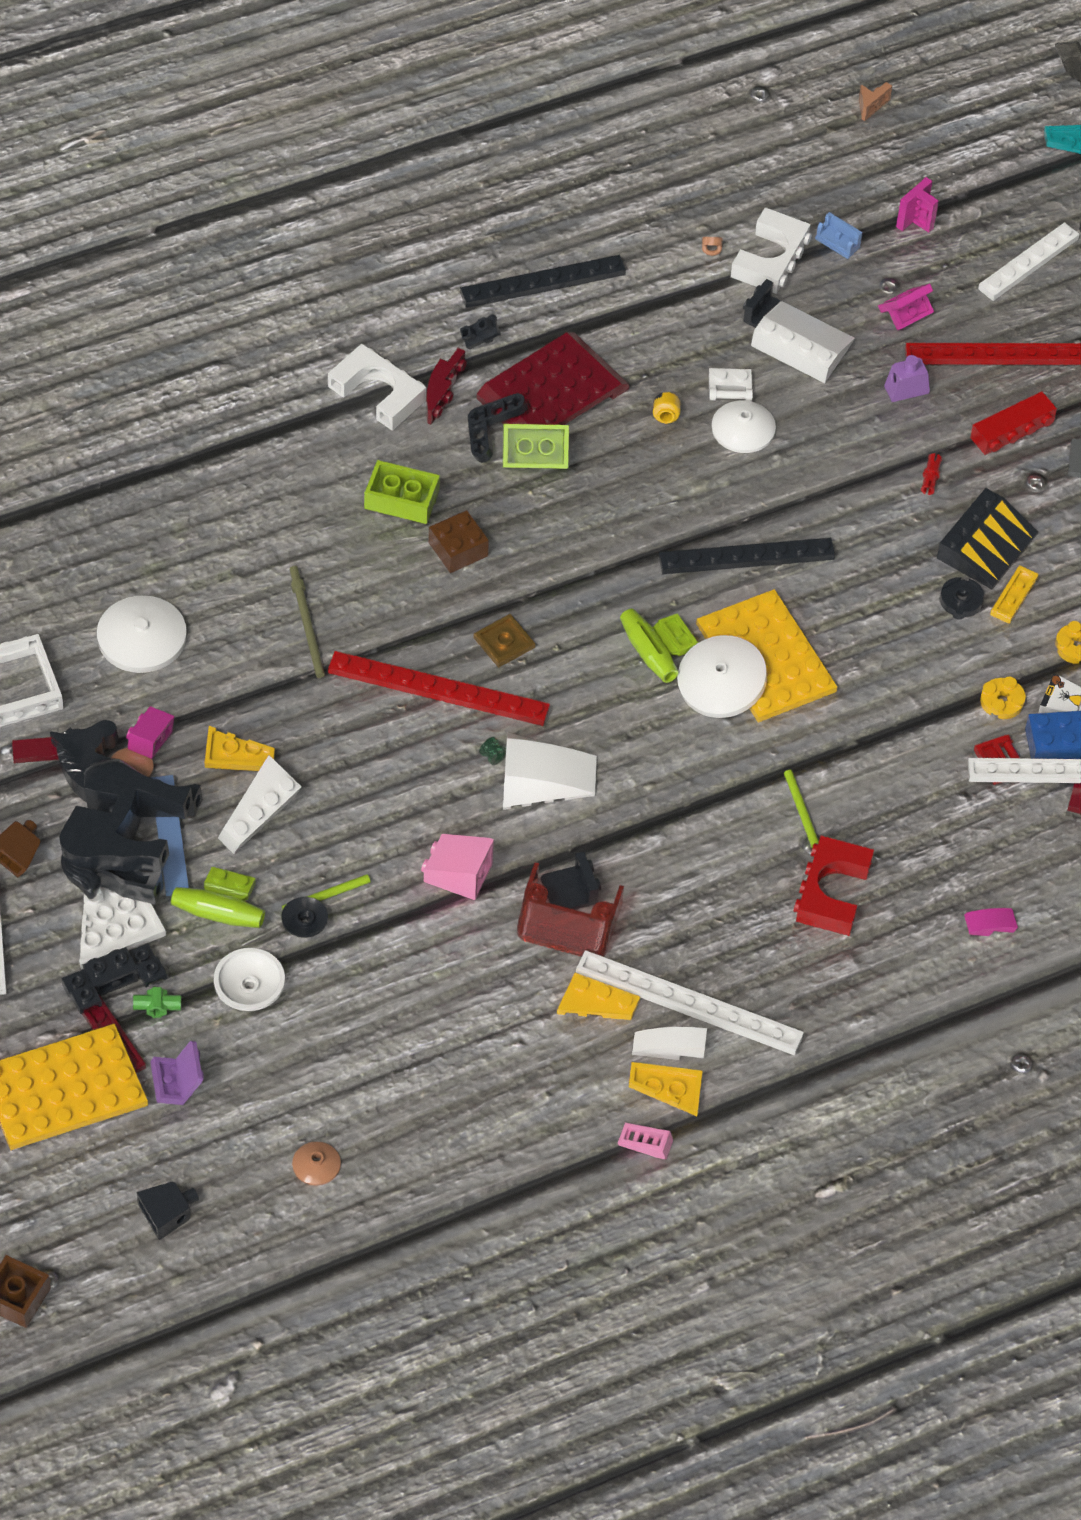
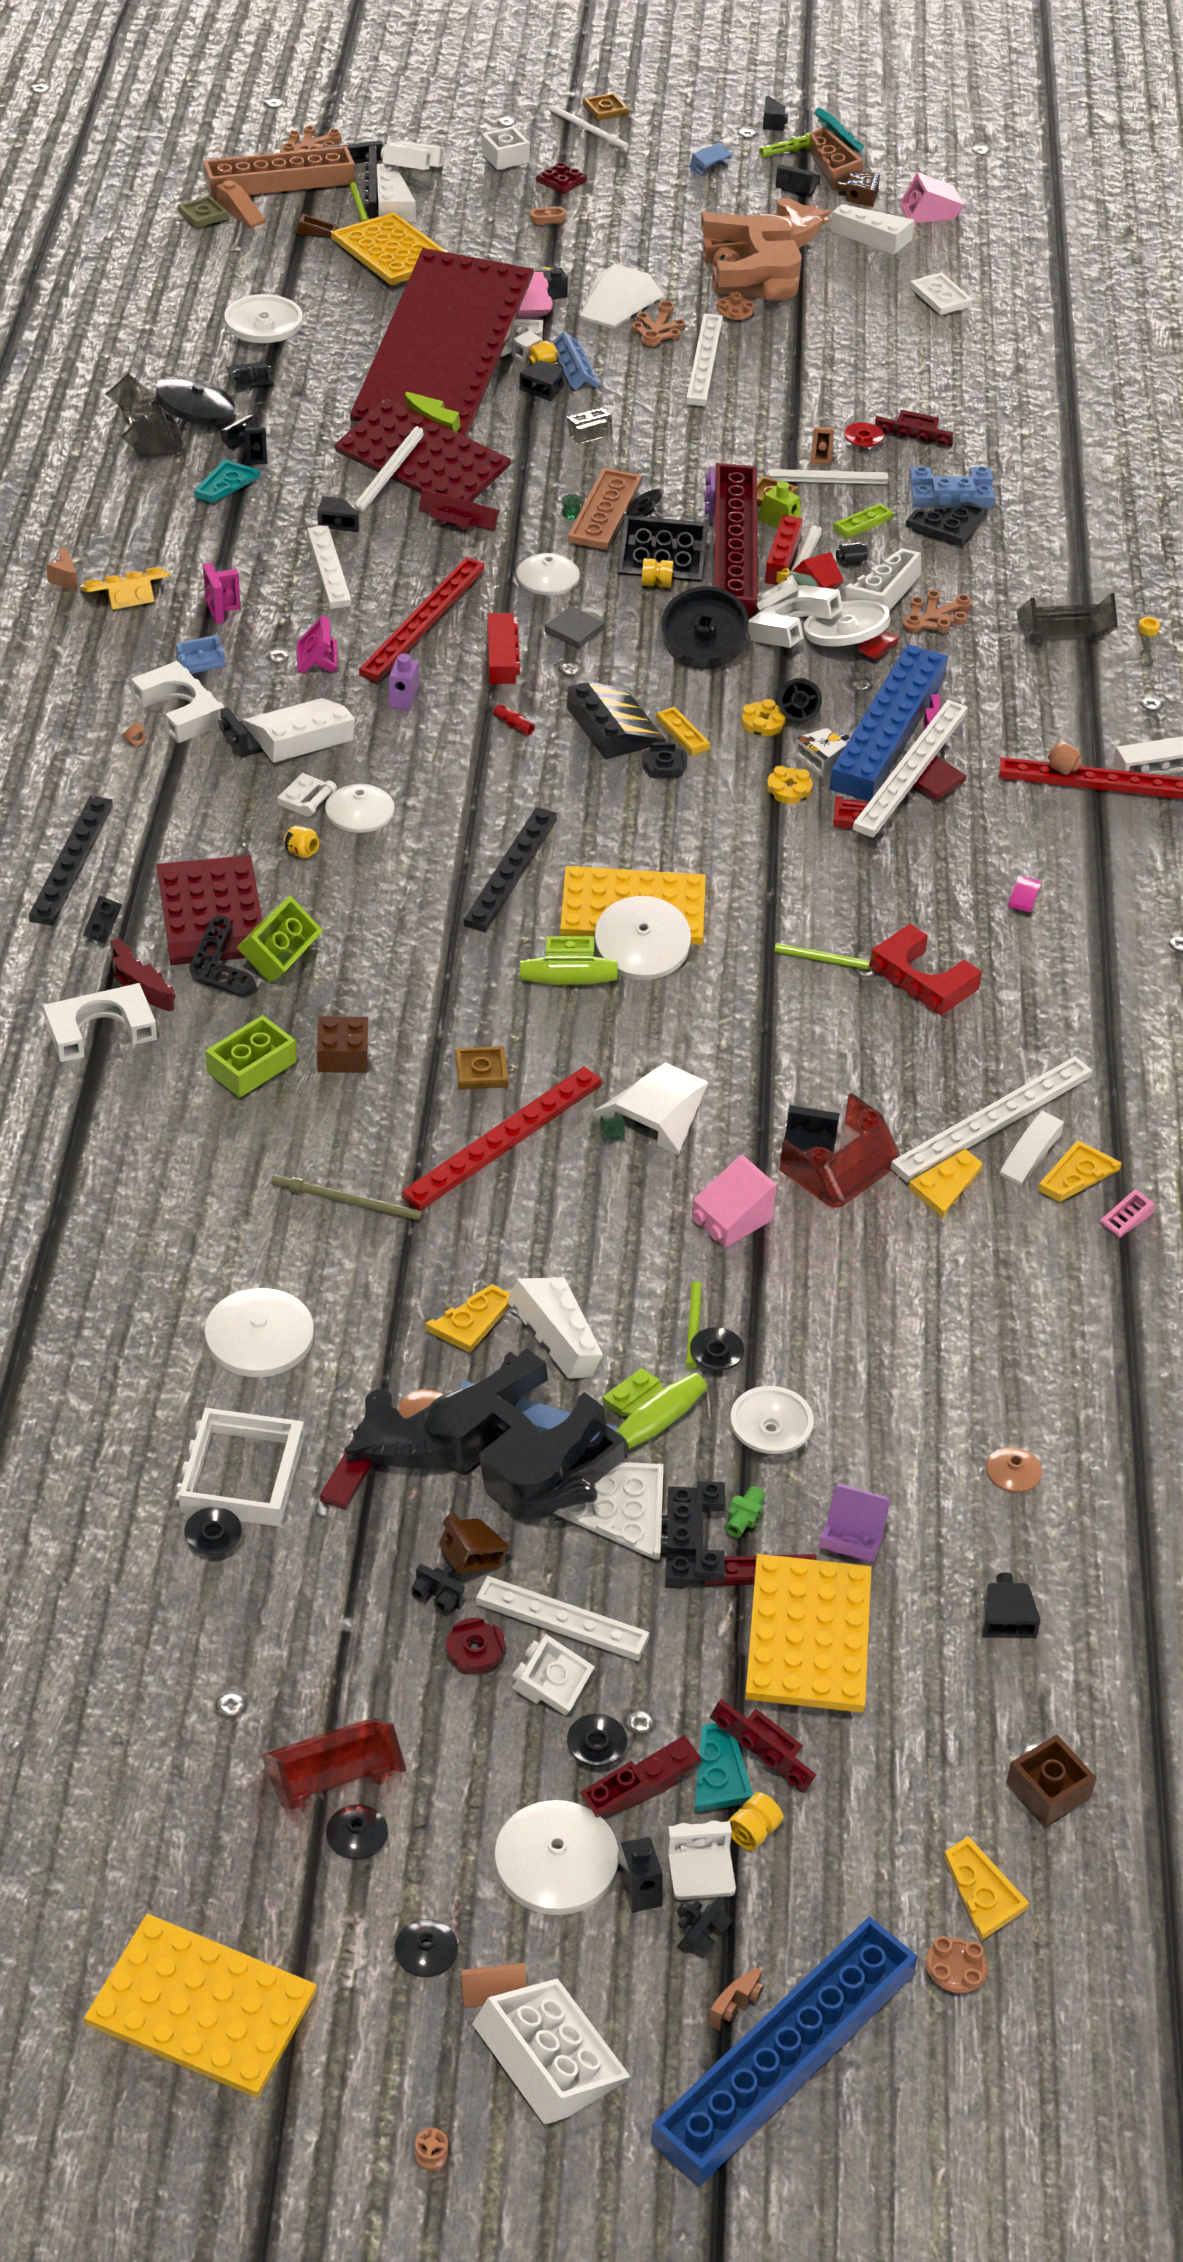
camera: 60 degrees left, 10 degrees down
(150, 732) = (401, 1371): dark pink brick -> none
(883, 149) = (129, 590): none -> yellow bracket

